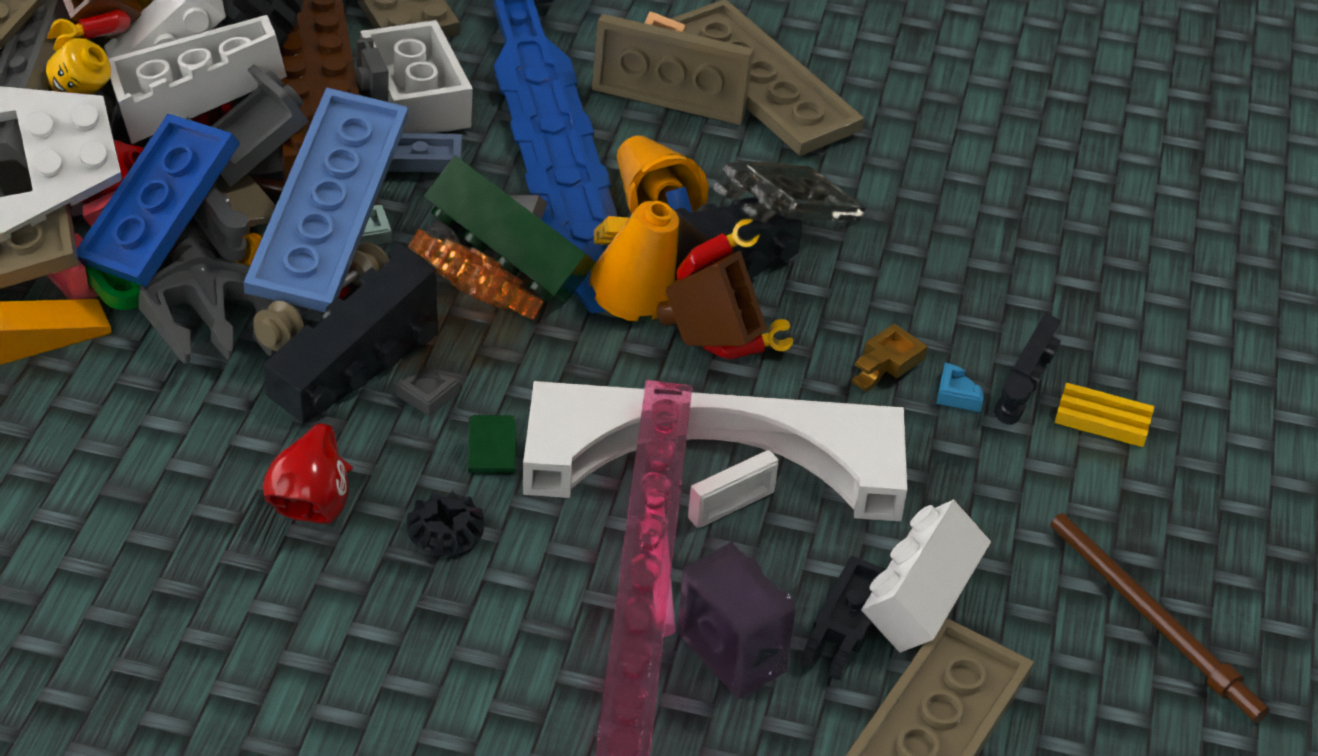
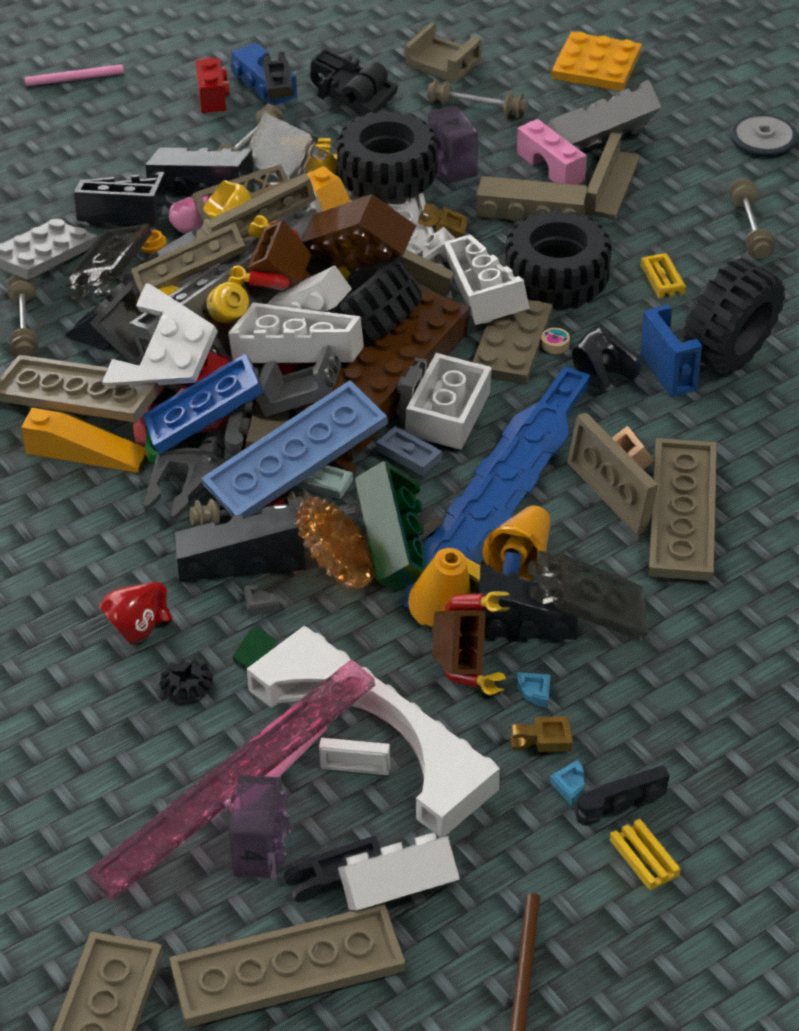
camera: 45 degrees right, 0 degrees up
(819, 319) = (534, 687): none -> dark azure tile

